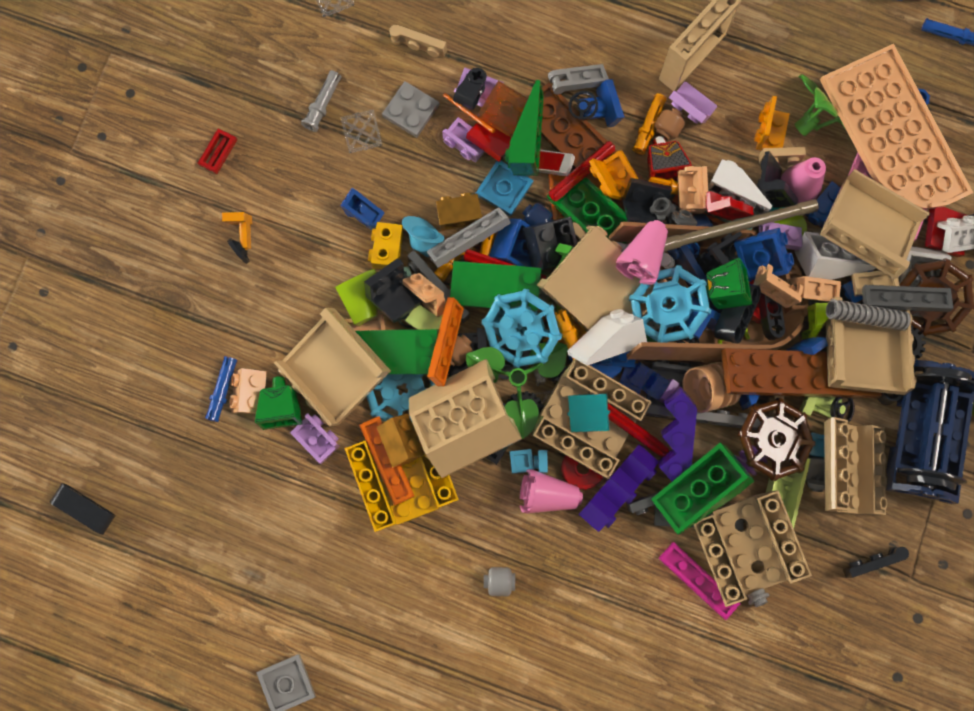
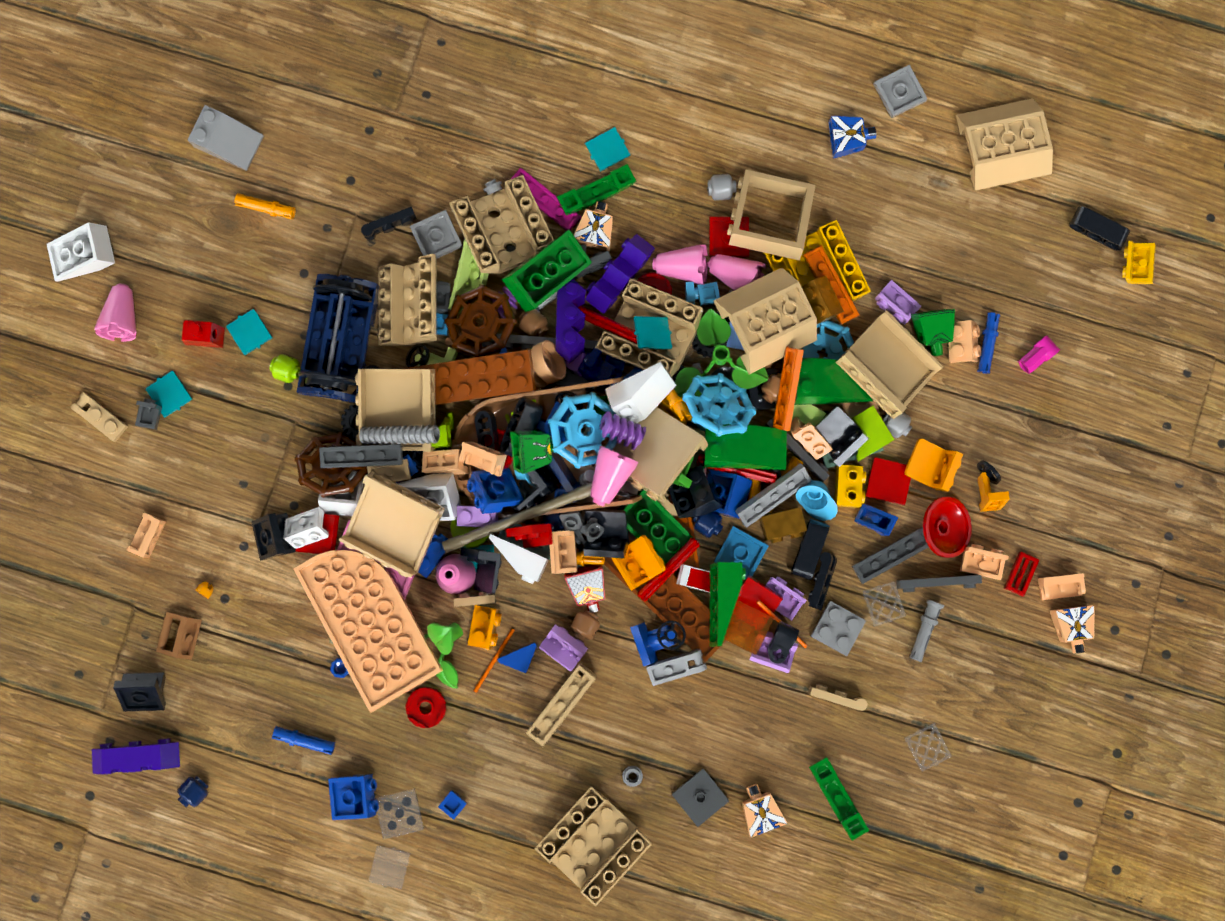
camera: 175 degrees right, 5 degrees up
(44, 466) = (1139, 263): none -> yellow bracket
(164, 376) = (1042, 351): none -> dark pink piece
(170, 96) = (1074, 625): none -> torso
(172, 614) = (1007, 143): none -> tan slope
(178, 137) = (1061, 586): none -> light nougat hinge
(255, 162) = (983, 562): none -> light nougat bracket
(289, 196) = (947, 527): none -> red dish
(295, 261) = (933, 465): none -> light orange bracket
(329, 301) = (899, 425): none -> light grey head
(330, 145) = (967, 581): none -> dark grey plate
(344, 251) = (888, 481): none -> red tile
(348, 175) = (890, 556): none -> dark grey plate
(350, 634) = (848, 135): none -> torso
(422, 154) = (822, 581): none -> black plate
(432, 186) = (810, 549): none -> black beam
(458, 504) = (766, 243): none -> tan window
(490, 481) = (735, 271): none -> bright pink cone
(494, 525) = (720, 240): none -> red tile
(625, 637) = (607, 149): none -> teal piece
(630, 299) = (622, 430): none -> medium lavender piece
(641, 586) = (597, 191): none -> green slope
(643, 542) = (595, 228): none -> torso
(646, 132) = (605, 621): light orange pin -> none
(714, 435) = (533, 323): none -> medium nougat head
(738, 96) = (520, 658): none -> blue slope
(761, 99) = (494, 660): none -> orange axle
(809, 345) = (453, 408): blue slope -> none
(823, 544) = (436, 235): none -> light grey plate
(829, 47) = (414, 712): none -> red tile

